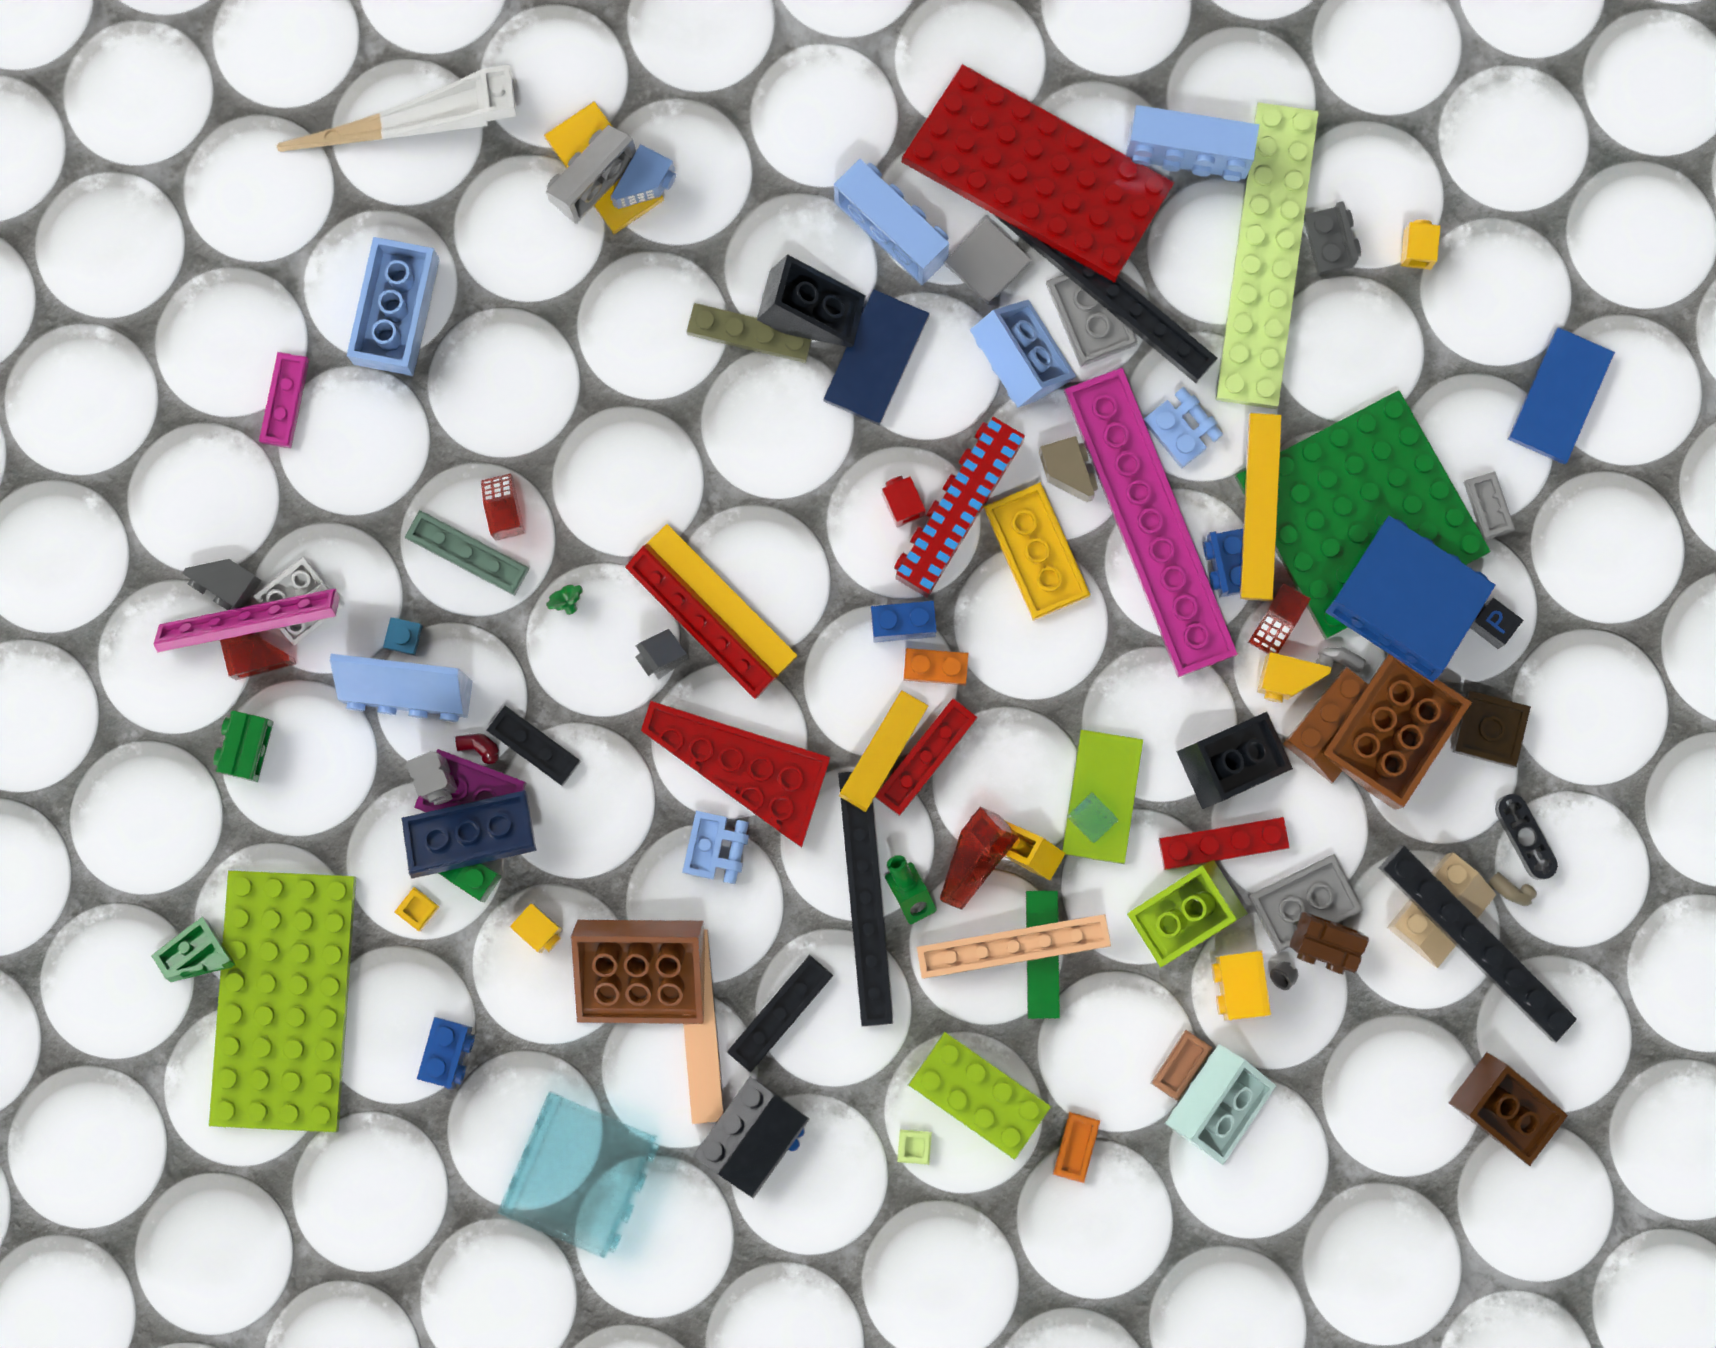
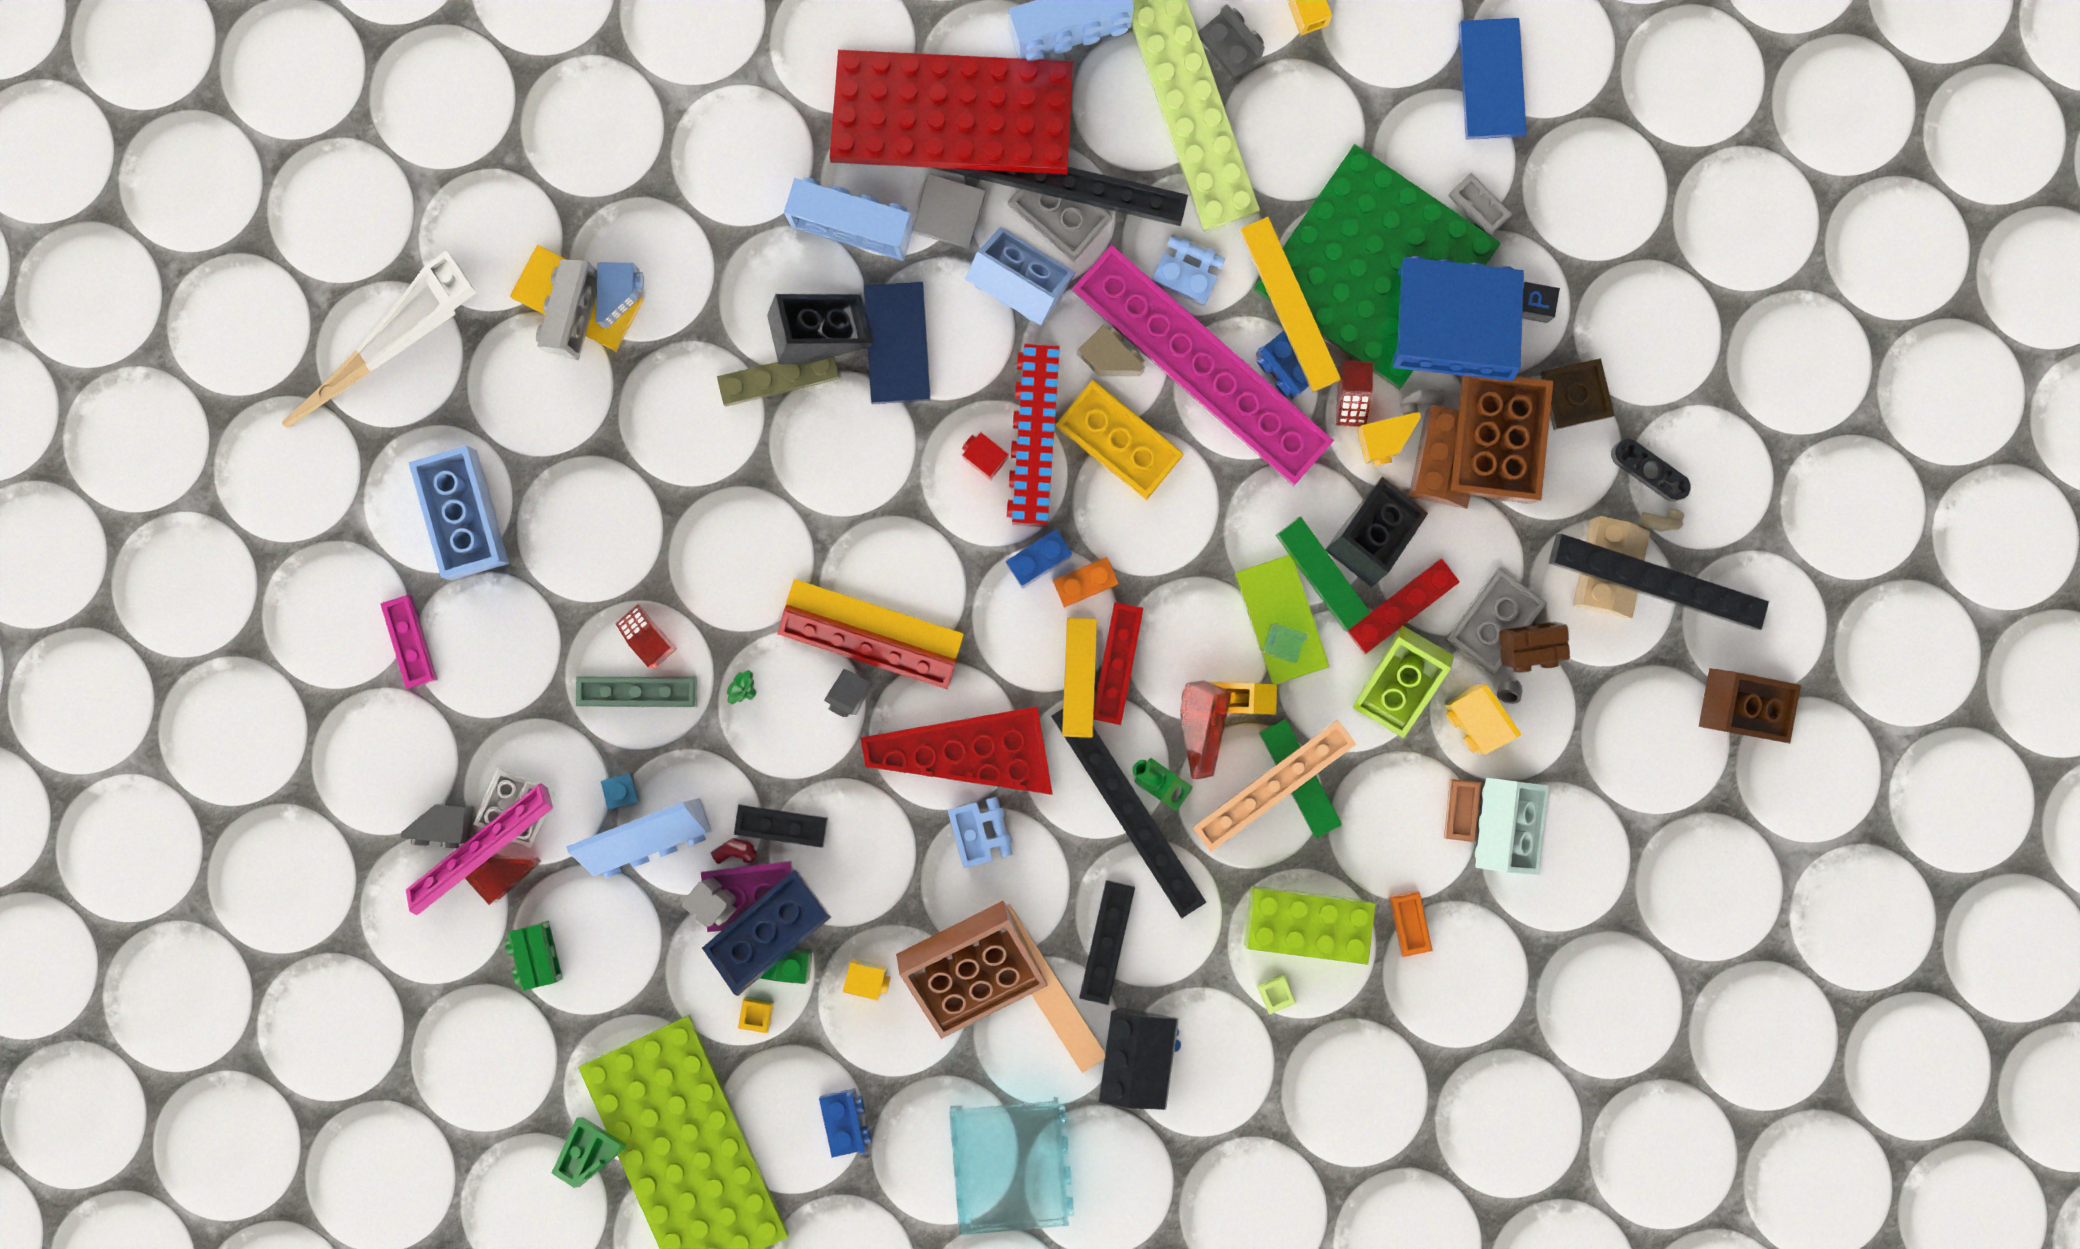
camera: 30 degrees left, 5 degrees up
(1162, 773) = (1322, 573): none -> green tile

